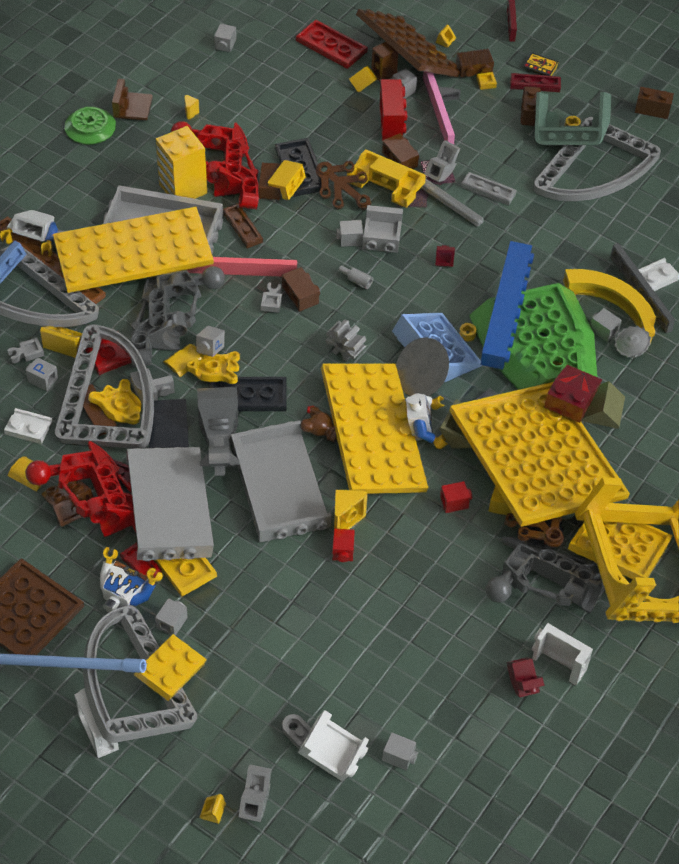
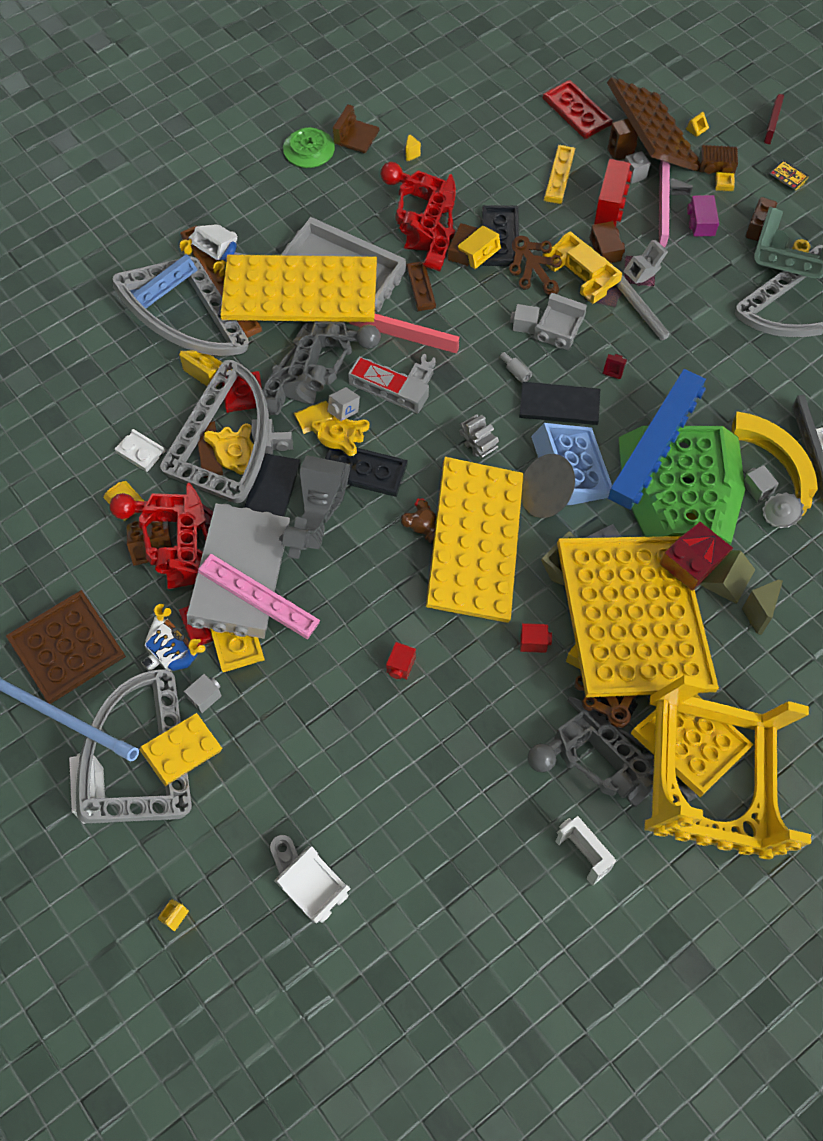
camera: 20 degrees right, 10 degrees up
(28, 349) = (165, 371): light grey plate -> none
(41, 374) = (170, 399): light grey brick -> none
(181, 164) = (375, 208): yellow brick -> none
(197, 517) = (259, 596): none -> bright pink tile
(225, 37) = (471, 81): light grey brick -> none
(245, 316) = (388, 384): none -> light grey brick
(256, 793) = (216, 915): light grey brick -> none
(279, 481) = (361, 573): light grey panel -> none
(300, 289) = (454, 368): reddish brown brick -> none
(335, 103) = (559, 174): none -> yellow tile
(349, 508) = (416, 624): yellow slope -> none
(363, 79) = (595, 153): yellow panel -> none
(400, 751) = (380, 909): light grey brick -> none
(406, 298) = (560, 403): none -> black tile
(421, 419) = (527, 540): torso -> none
(468, 327) = (616, 455): yellow bush -> none
(478, 113) = (703, 215): none -> magenta brick
(488, 188) = (687, 301): light grey tile -> none
(524, 677) = (538, 863): dark red brick -> none
(545, 83) = (782, 195): dark red tile -> none
(641, 421) = (761, 605): none -> olive slope

